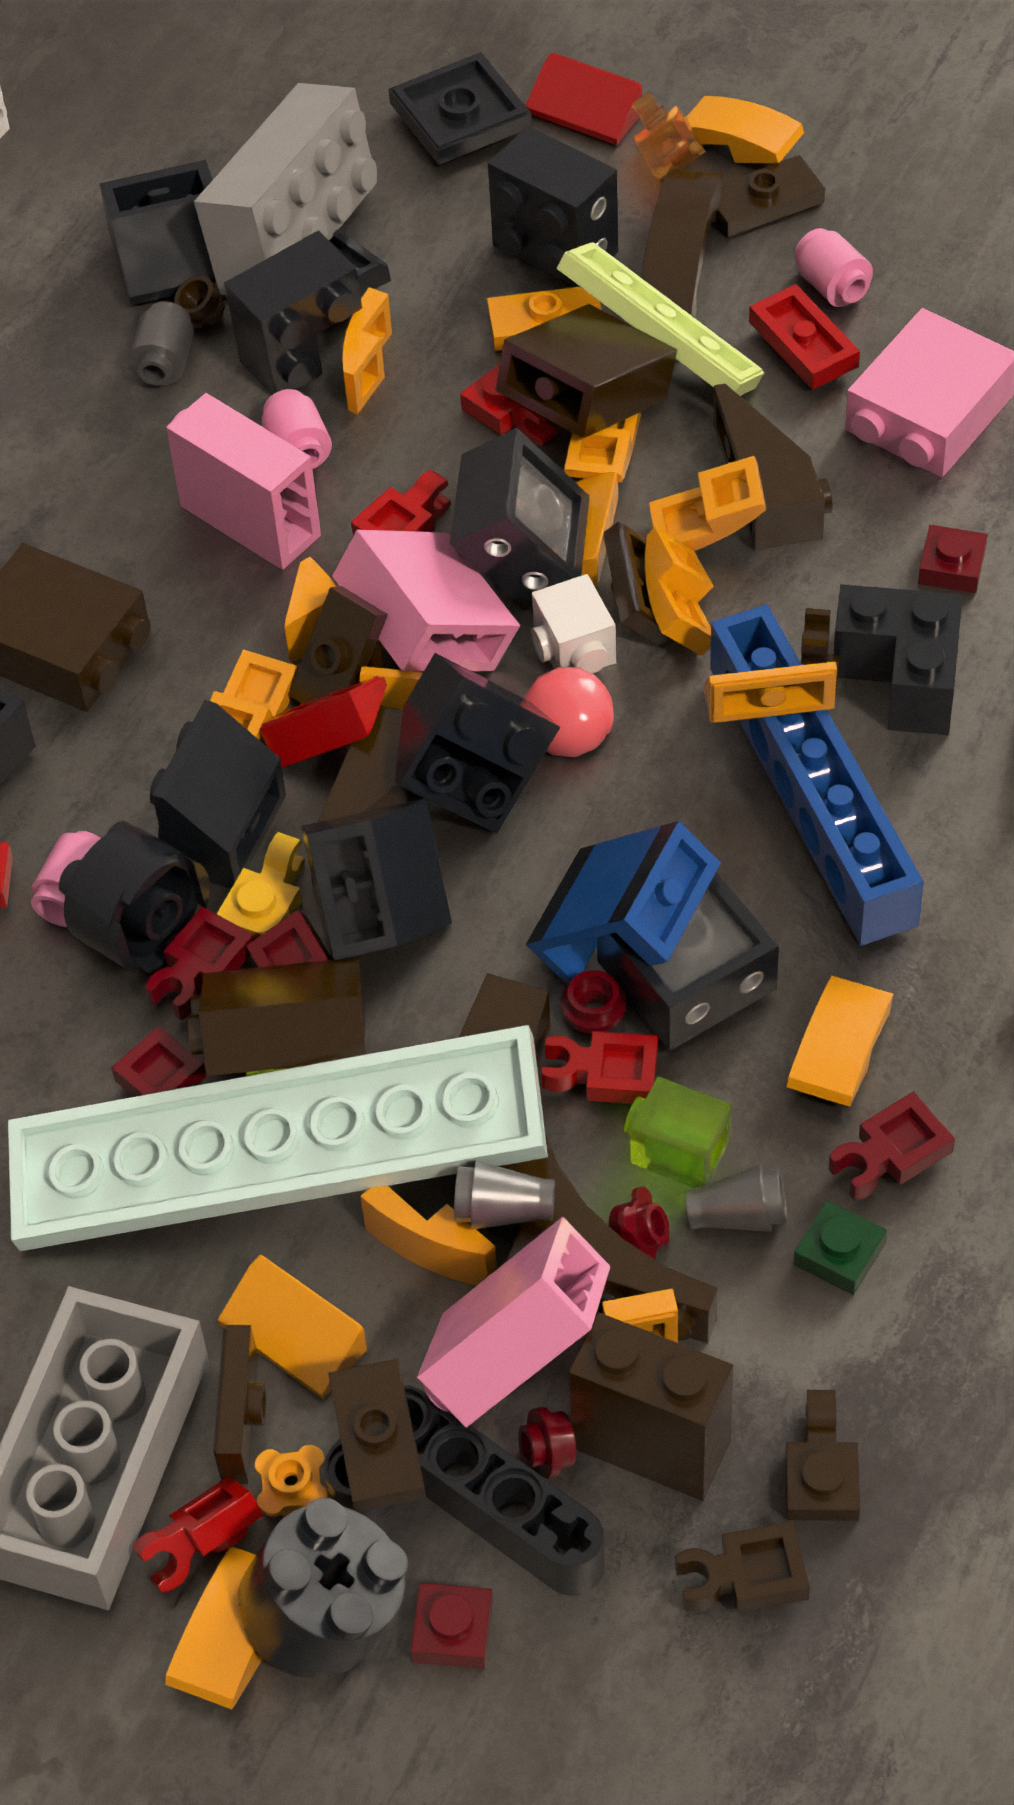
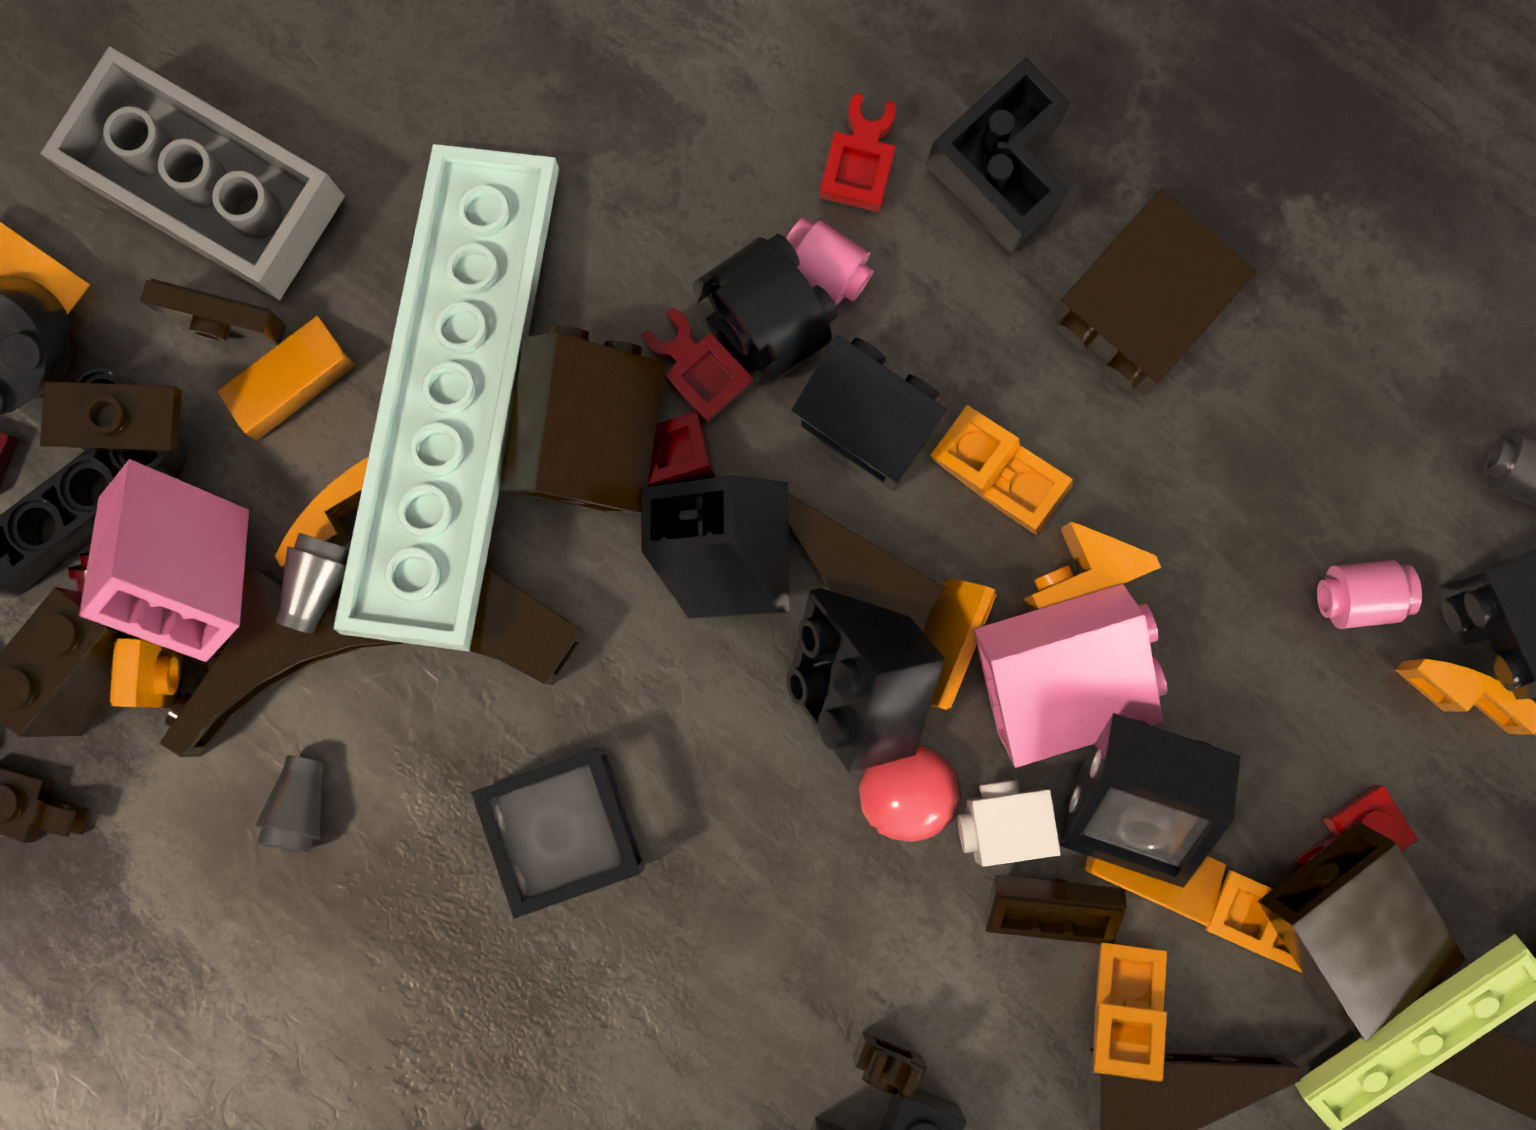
camera: 100 degrees right, 30 degrees up
(158, 1066) = (583, 302): dark red plate -> none
(204, 1524) = (107, 268): red plate -> none
(244, 480) = (1291, 516): bright pink brick -> none
(266, 897) = (758, 439): yellow plate -> none
(274, 1468) = (154, 351): light orange plate -> none
(325, 722) = (945, 542): red slope -> none
(338, 645) = (1024, 570): dark brown plate -> none
(406, 512) = (1210, 675): red plate -> none
(524, 311) = (1483, 897): light orange plate -> none
(589, 988) = (533, 724): dark red plate -> none
(614, 1067) = (469, 730): red plate -> none
(629, 885) = (613, 781): blue panel -> none
(641, 1222) = (289, 708): dark red plate -> none
(674, 588) = (1048, 947): light orange slope -> none
(679, 1132) = (376, 770): clear neon green brick -> none
(771, 692) = (821, 1002): light orange slope -> none
(823, 789) = (745, 1021): blue brick -> none
(840, 1040) = (442, 953): light orange slope -> none
(840, 1247) = (231, 887): dark green plate -> none
(896, 1141) = (315, 976): dark red plate -> none

